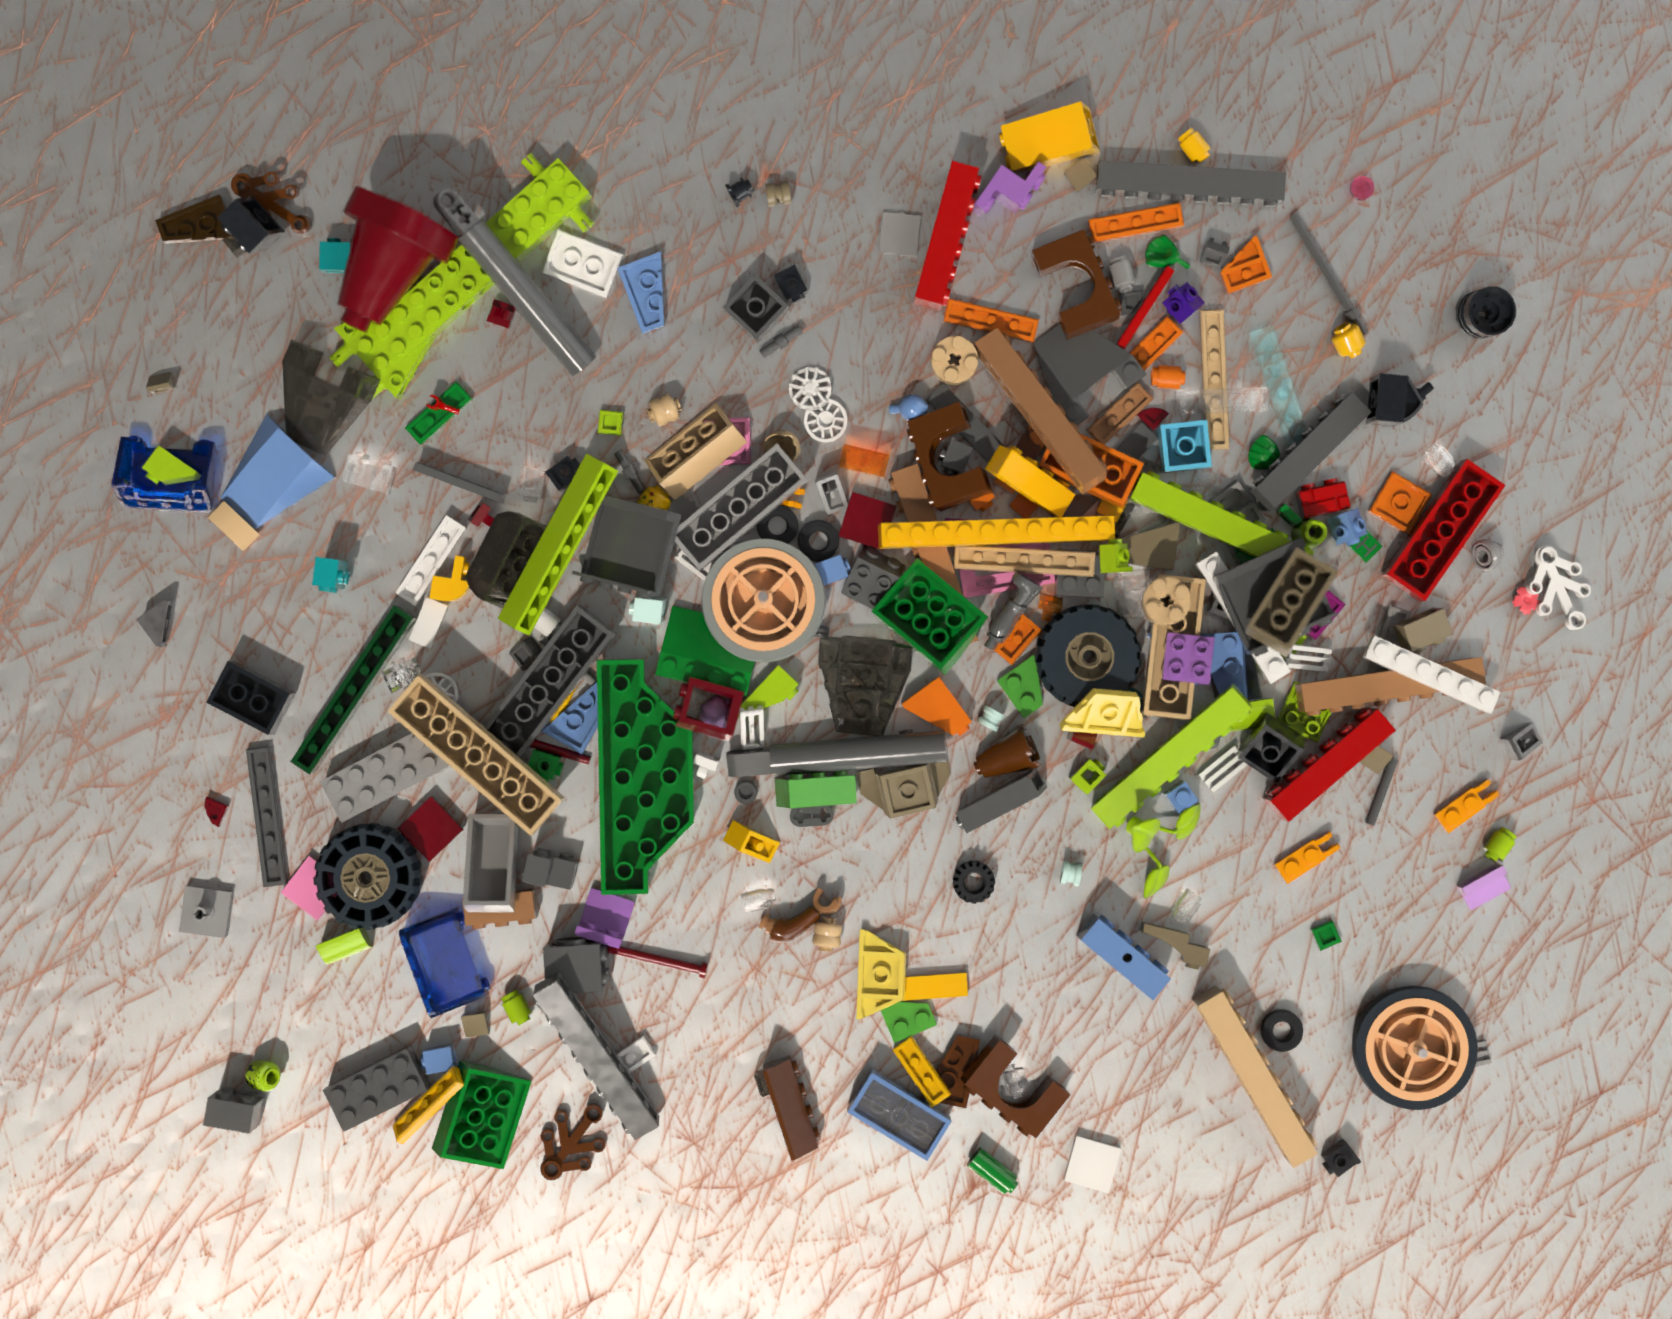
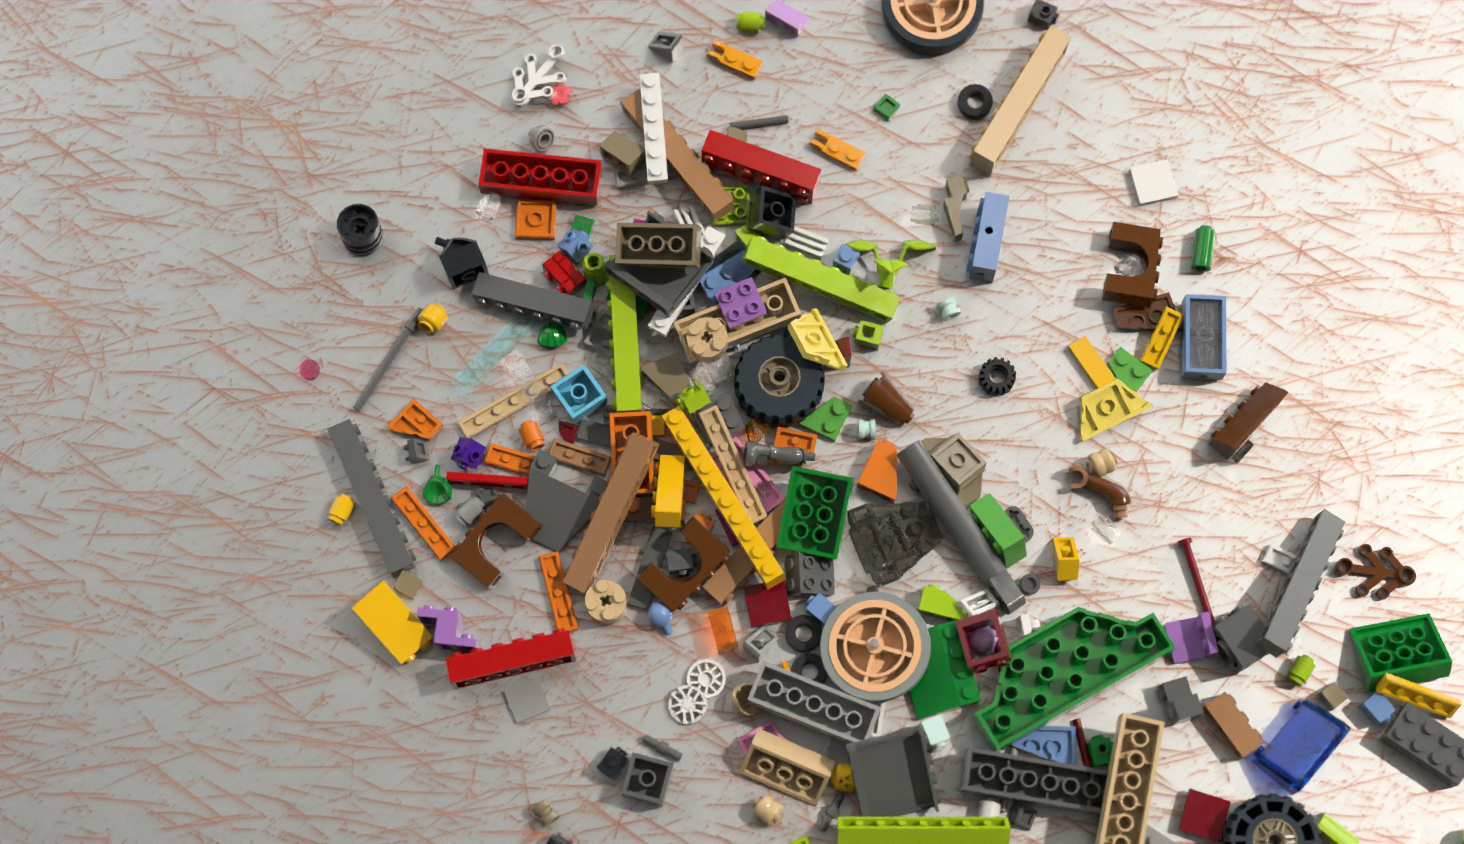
camera: 120 degrees left, 15 degrees down
(490, 863) = (1203, 747): light grey piece -> none
(1001, 800) = (925, 387): dark grey slope -> none

